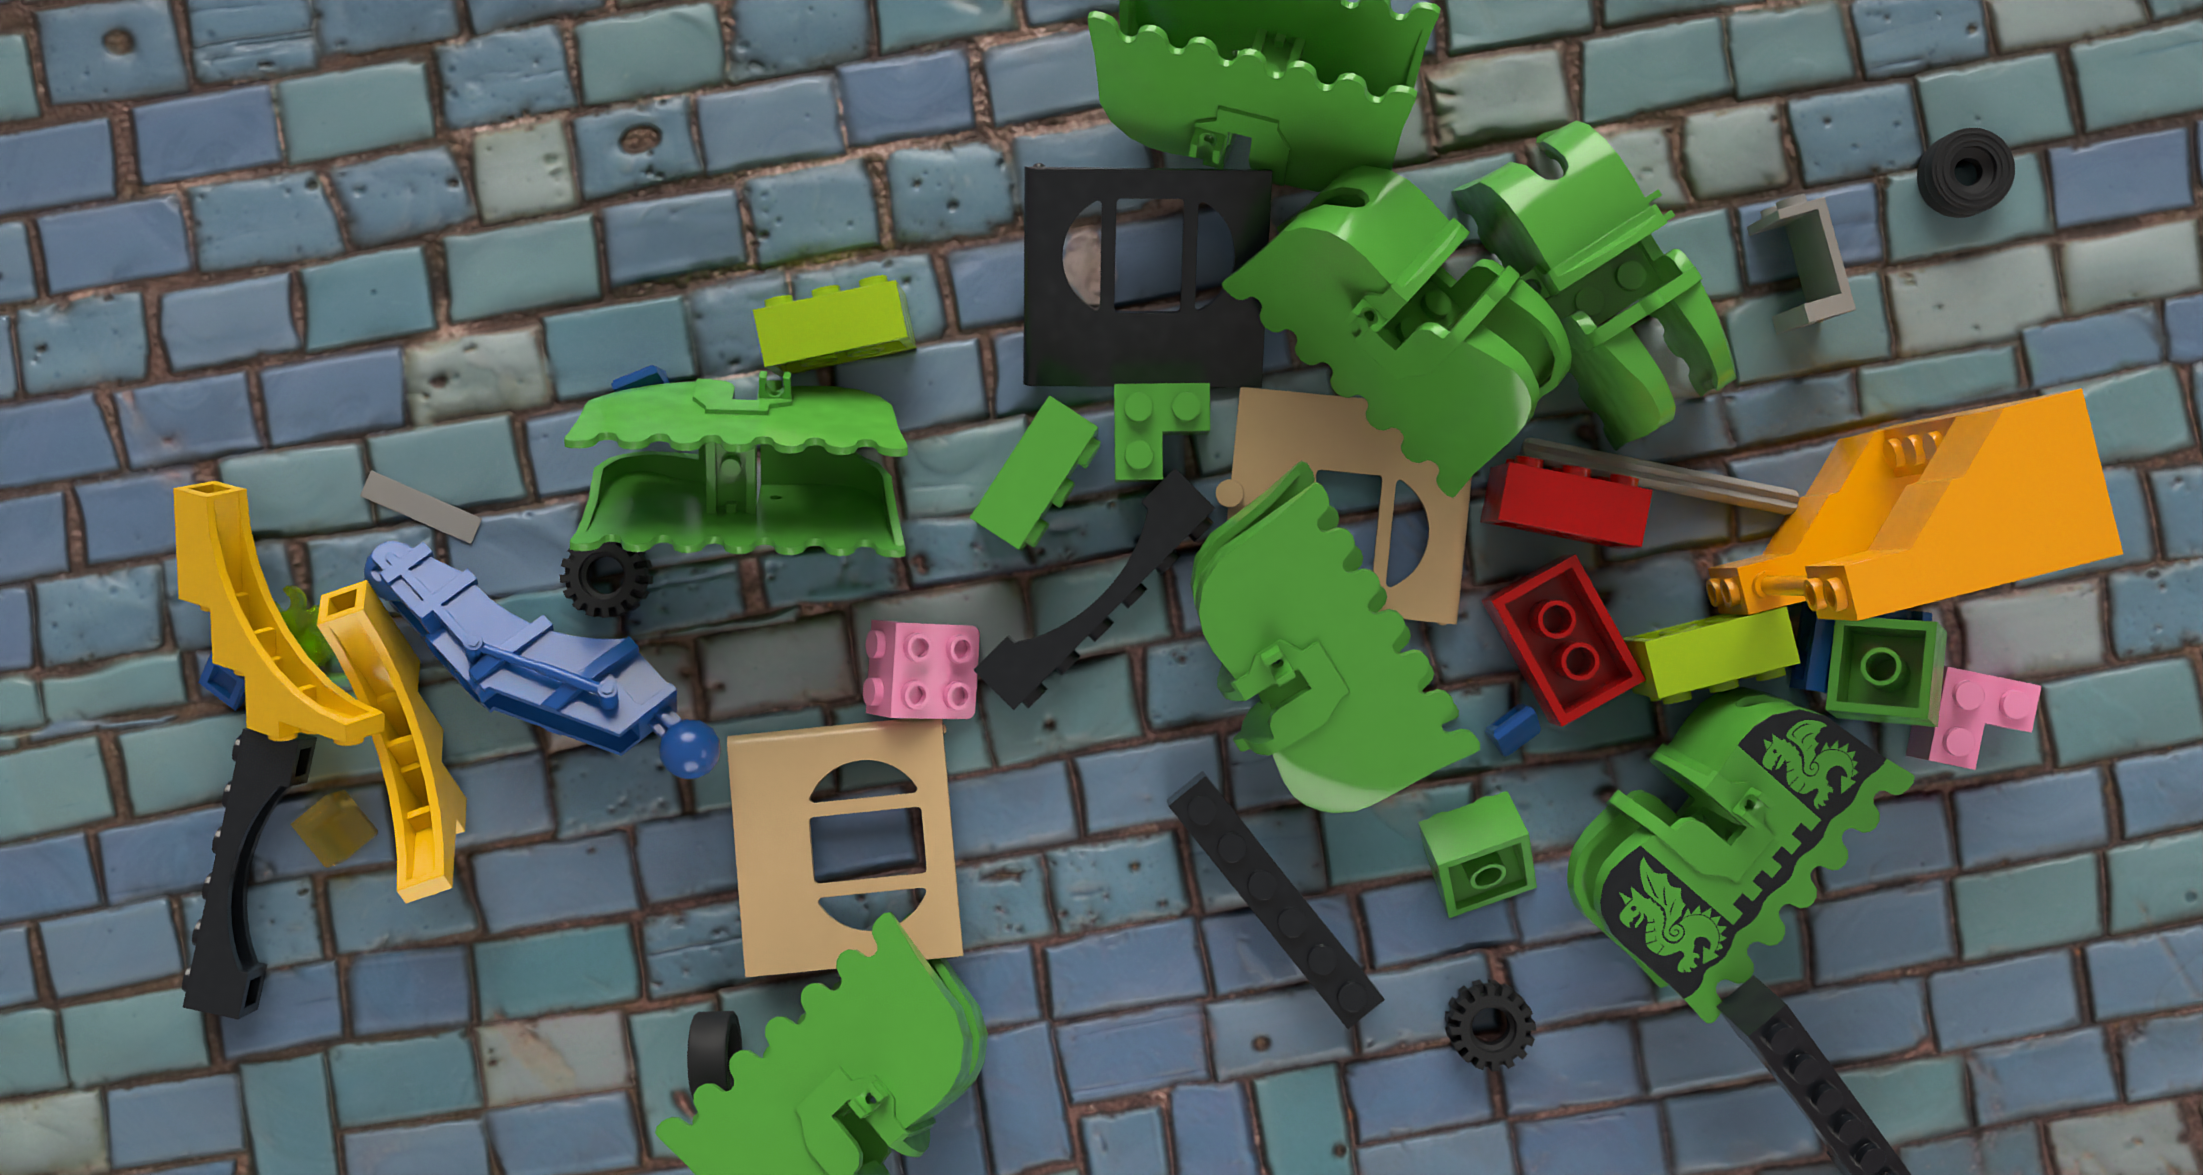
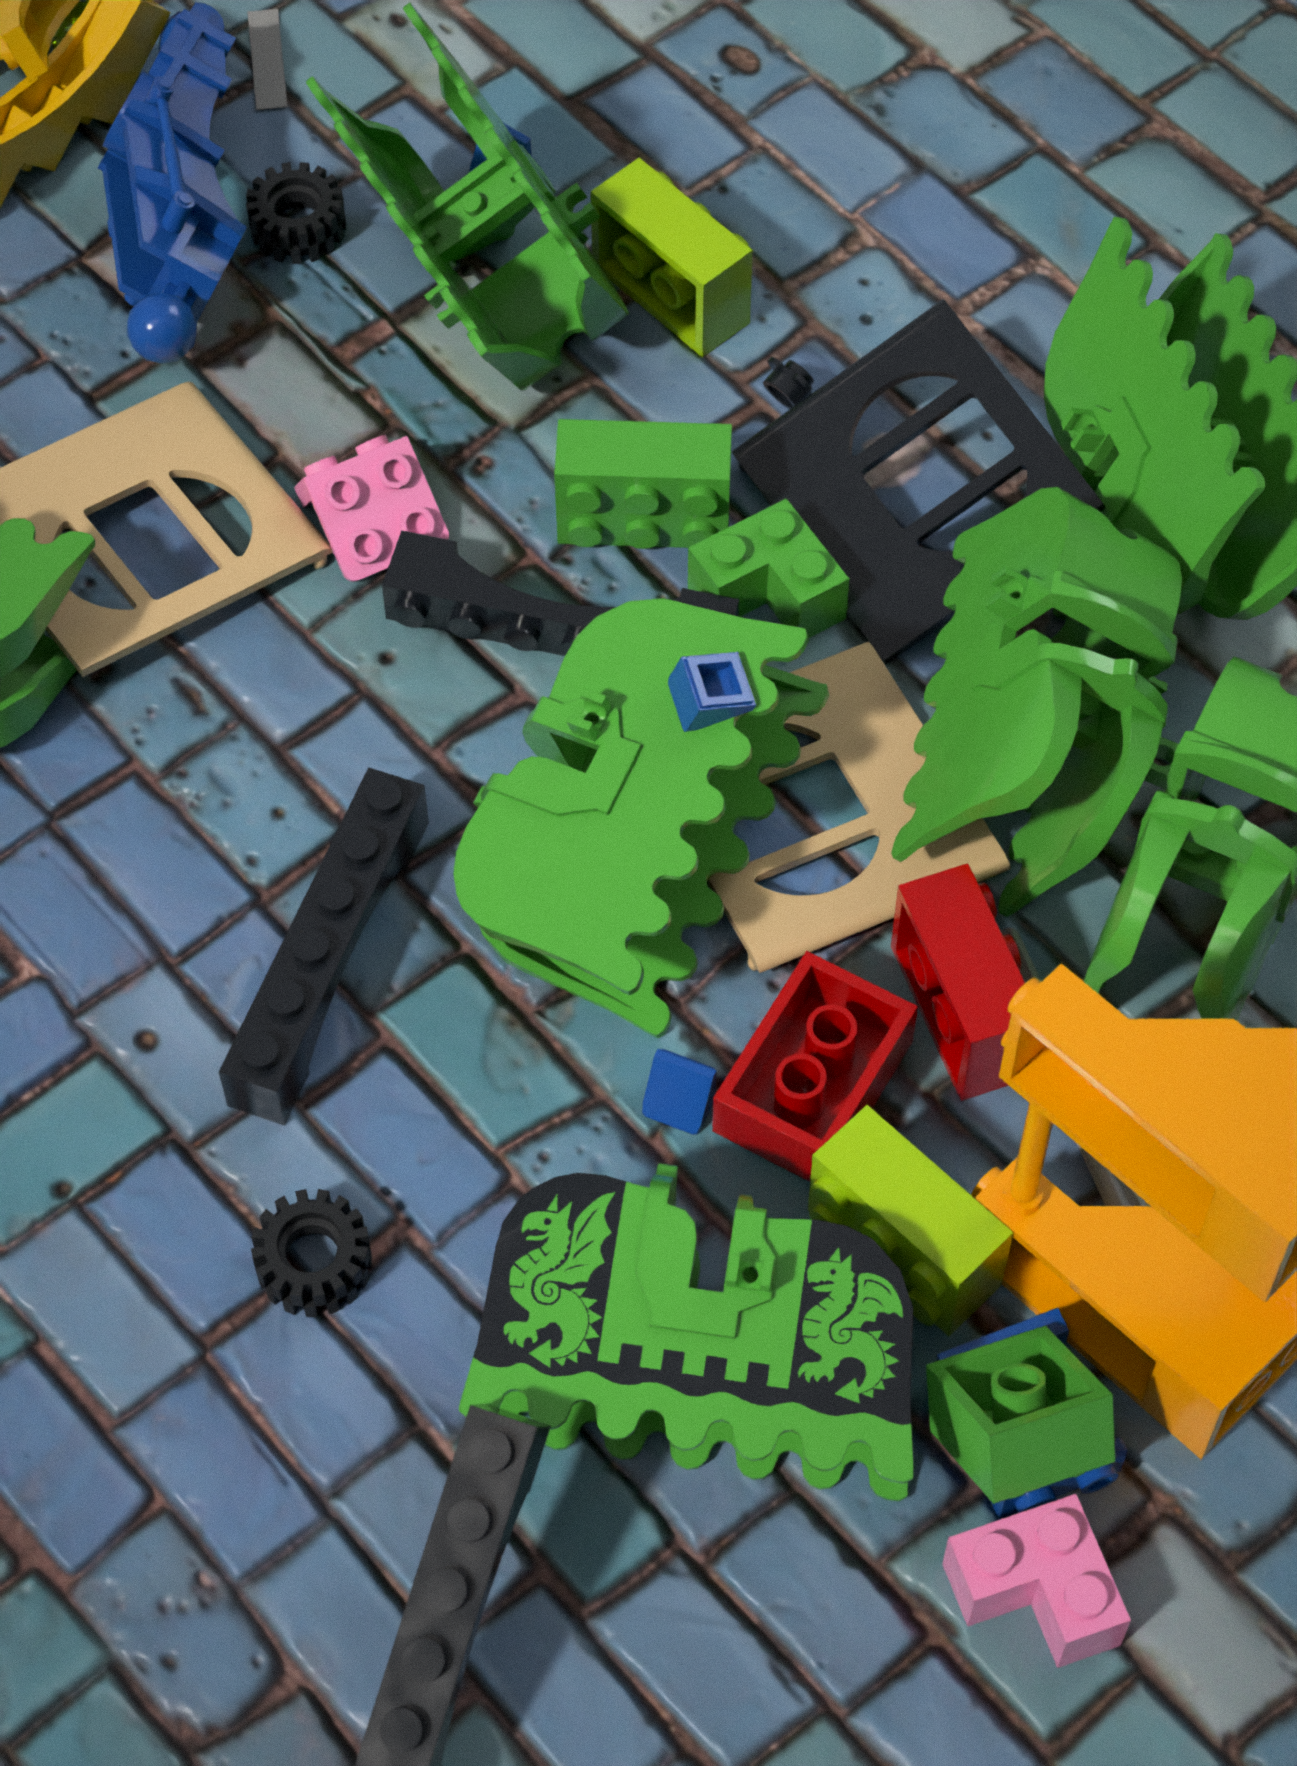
camera: 60 degrees right, 30 degrees down
(992, 306) = (788, 382): none -> black plate
(1318, 574) = (710, 689): none -> blue slope
(1478, 853) = (506, 1125): bright green slope -> none

